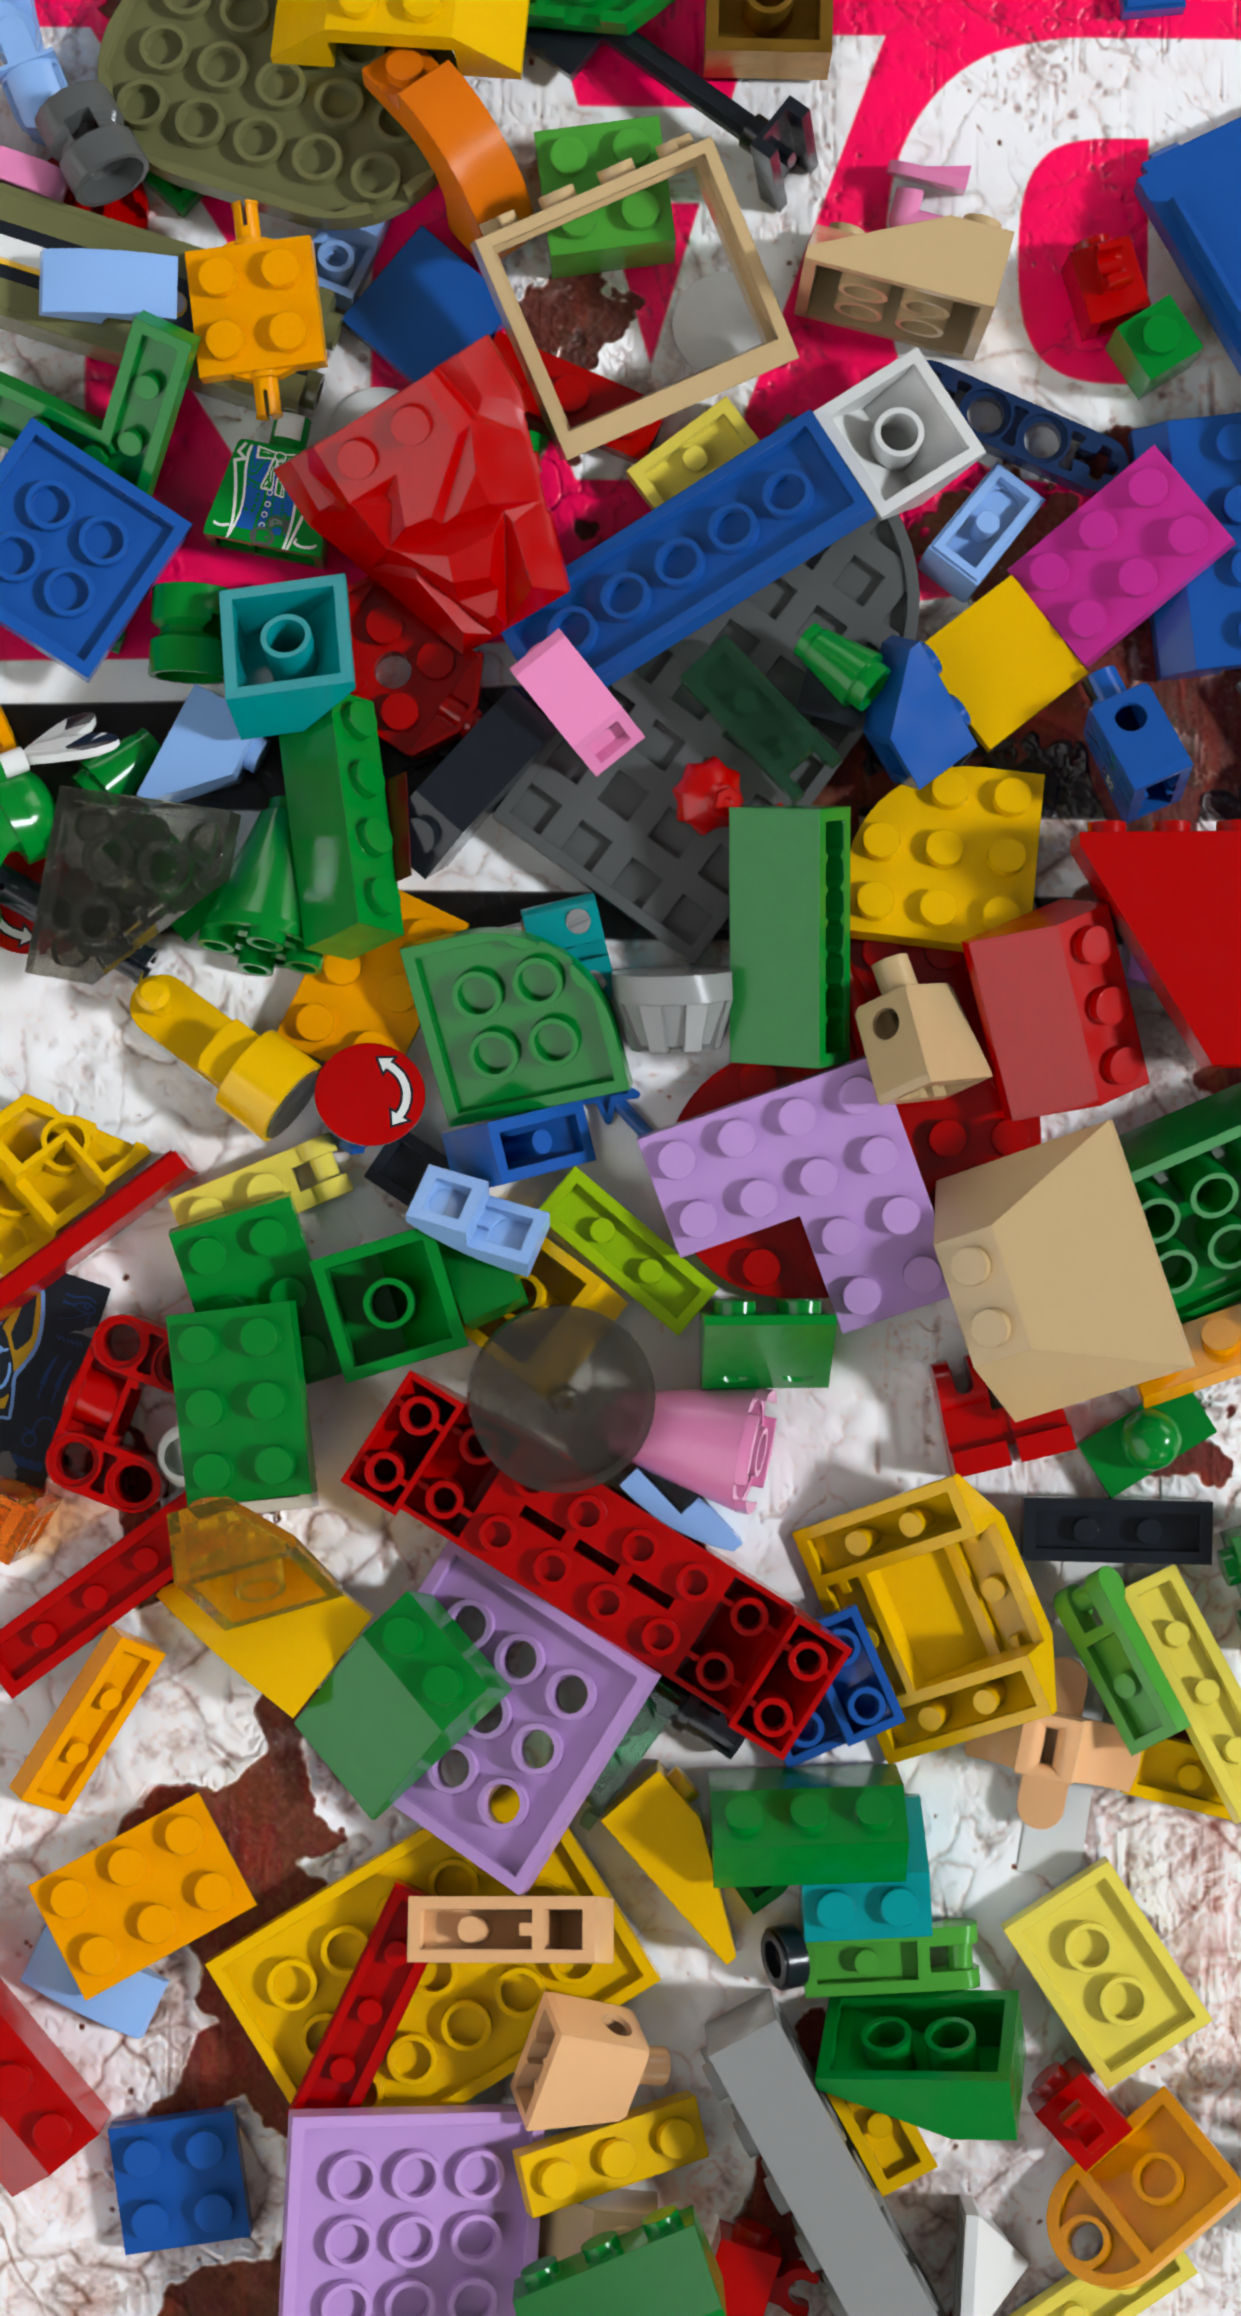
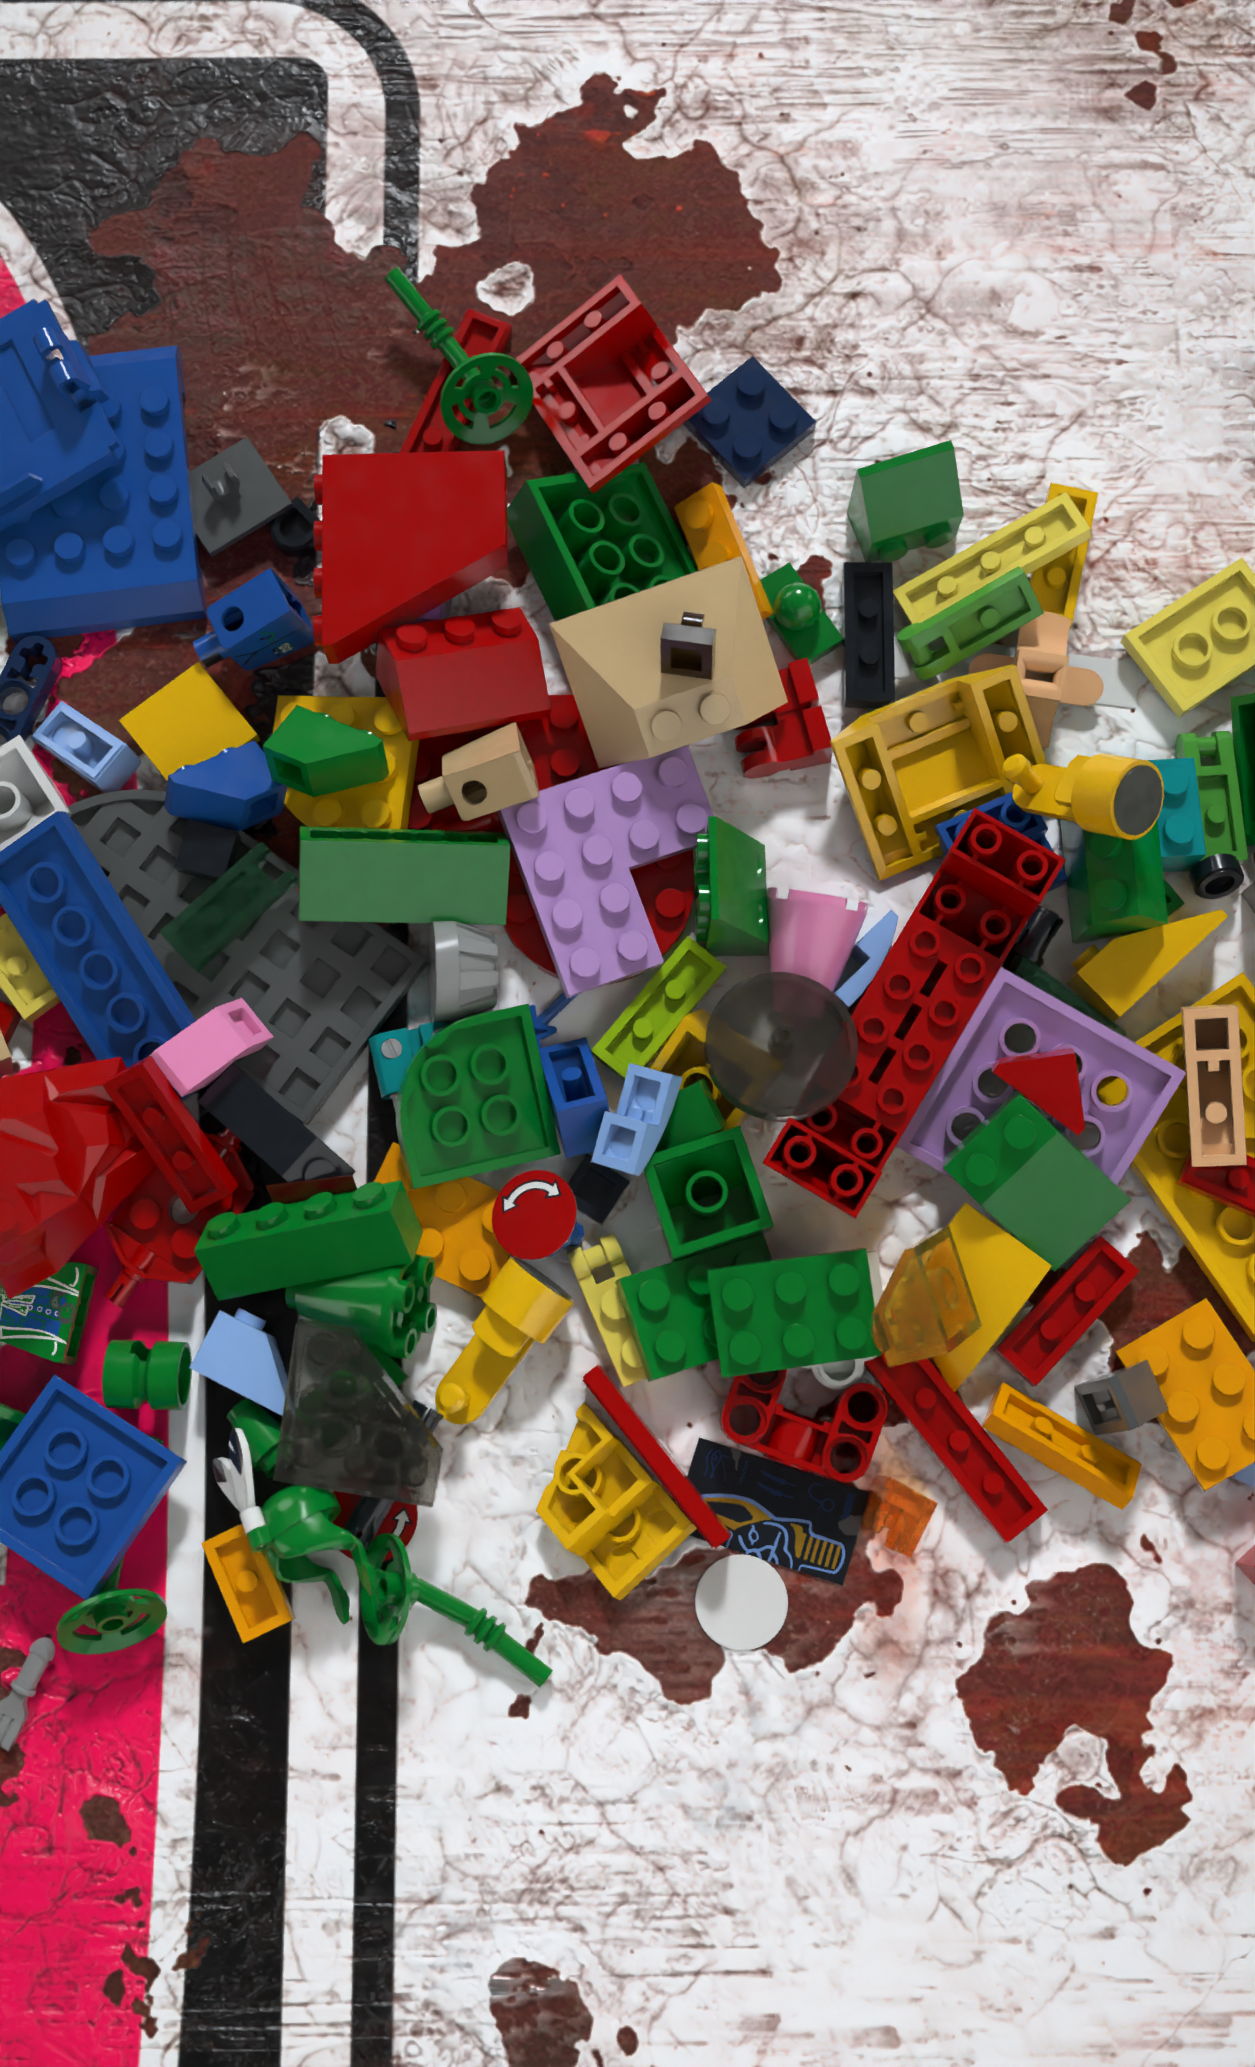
camera: 90 degrees left, 10 degrees down
(136, 1796) = (1121, 1399): none -> dark grey slope
(248, 1735) = (1066, 1311): none -> red plate
(286, 653) = (164, 1282): teal slope -> none
(467, 655) = (170, 1135): none -> red plate
(509, 1722) = (1049, 1082): none -> red slope
(707, 794) = (290, 945): red piece -> none
(843, 666) = (187, 837): green cone -> none
(861, 1809) = (1097, 792): none -> yellow piece
(945, 834) = (323, 755): none -> green slope
(1062, 1297) = (688, 647): none -> dark brown tile
(1121, 556) = (105, 635): dark pink plate -> none

